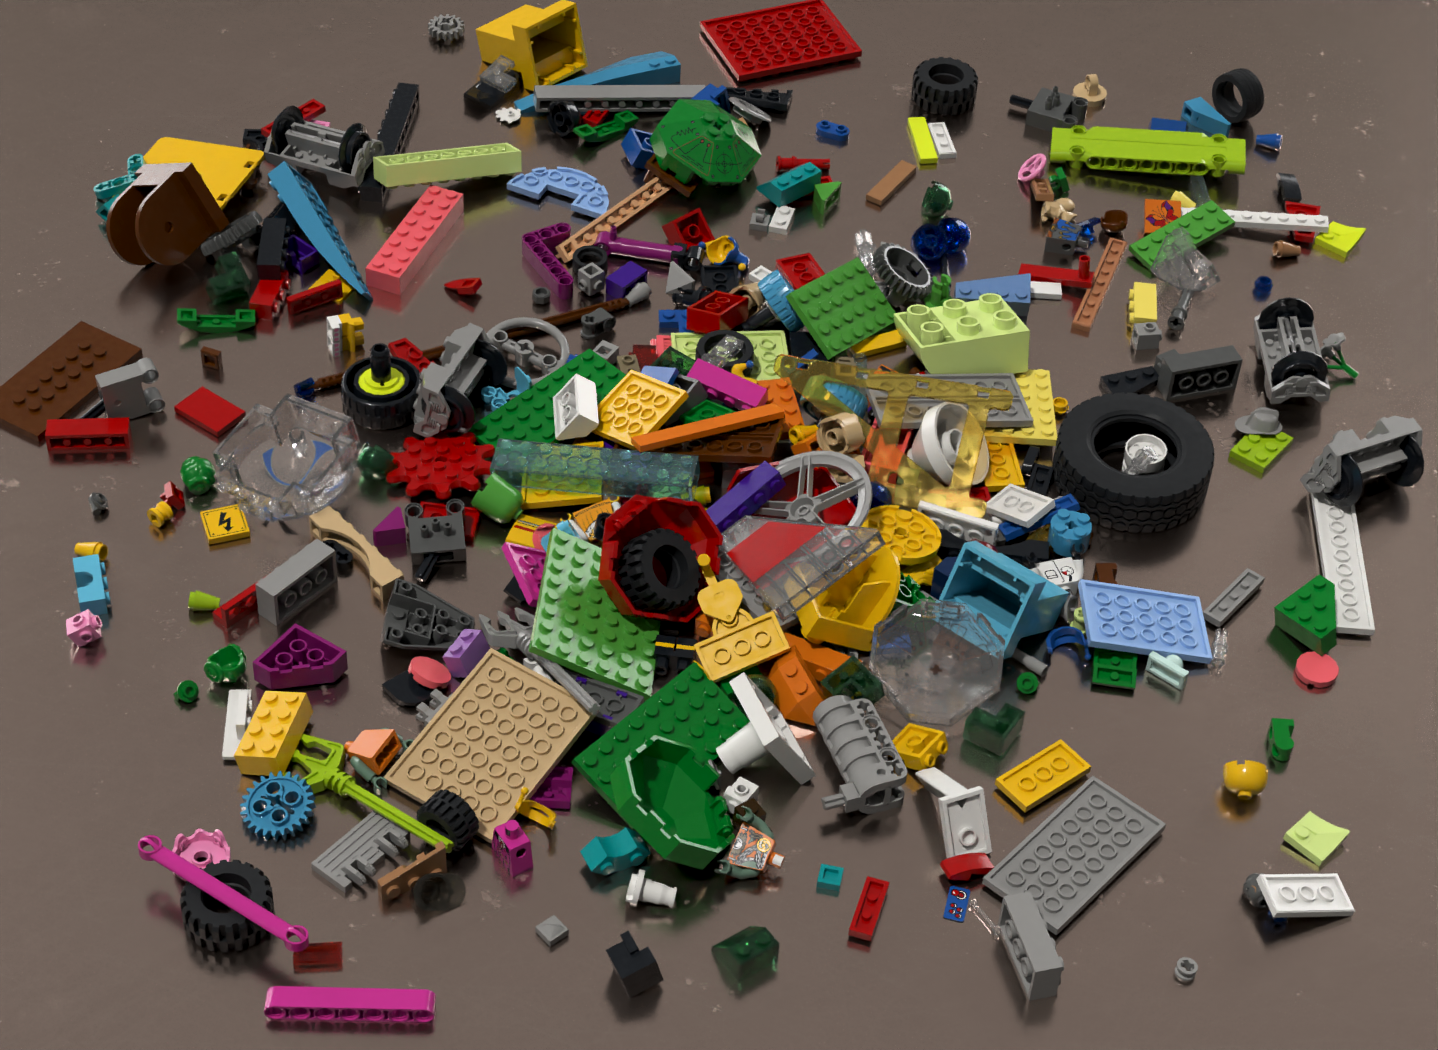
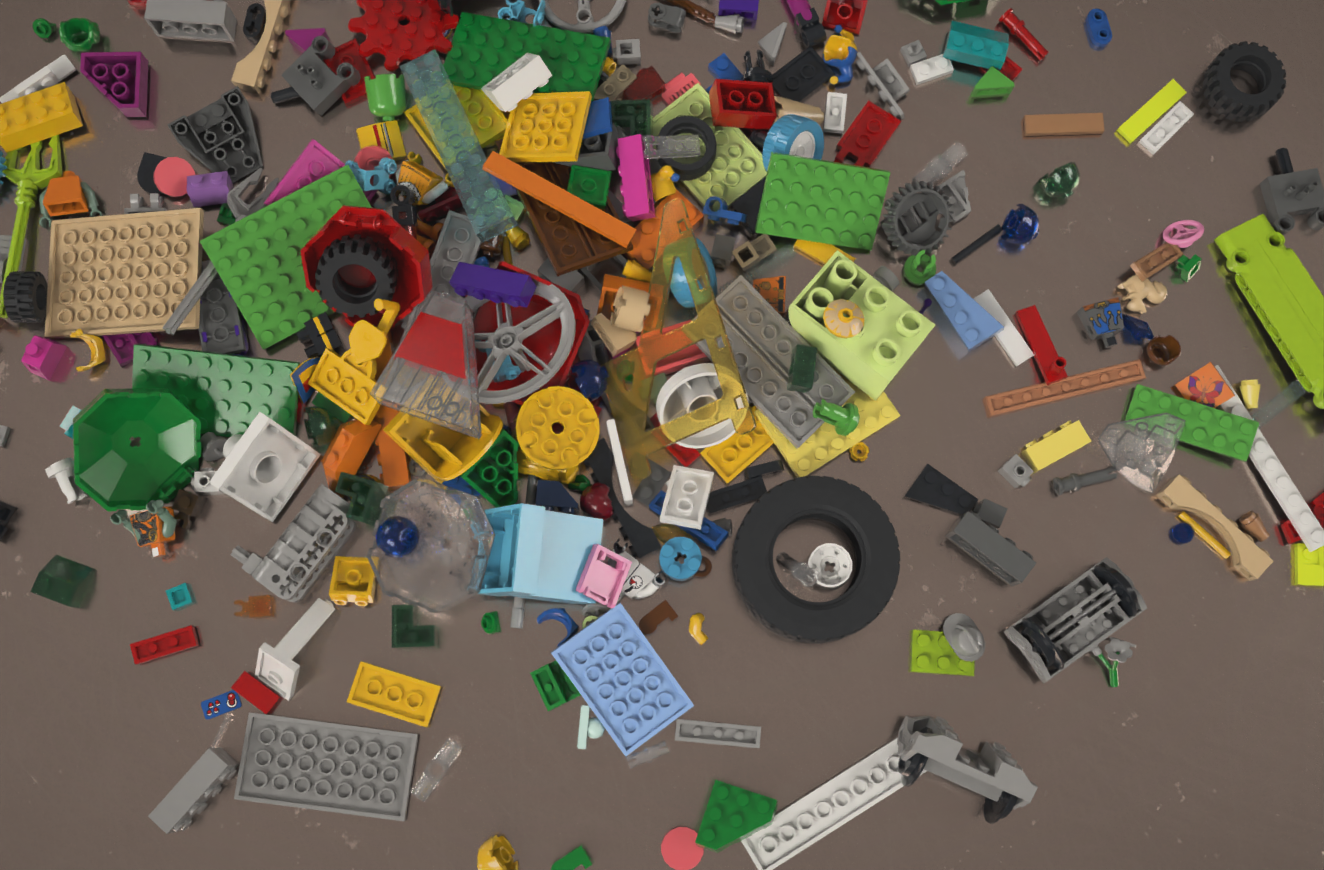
camera: 55 degrees right, 35 degrees up
(772, 243) = (888, 81): none -> light grey bracket
(885, 825) = (257, 607): none -> clear orange plate
(909, 679) = (397, 536): none -> clear blue cylinder
(929, 242) = (988, 212): clear blue cylinder -> none
(959, 322) = (840, 325): none -> tan dish
(971, 373) = (802, 368): none -> clear green brick
(1031, 385) = (843, 418): none -> bright green piece
(1051, 572) = (601, 580): none -> bright pink container
(1132, 566) = (695, 627): none -> yellow arm
(1134, 780) = (428, 781): none -> clear piece
(1274, 276) = (1204, 534): none -> yellow bar
(1302, 262) = (1246, 555): none -> tan arch

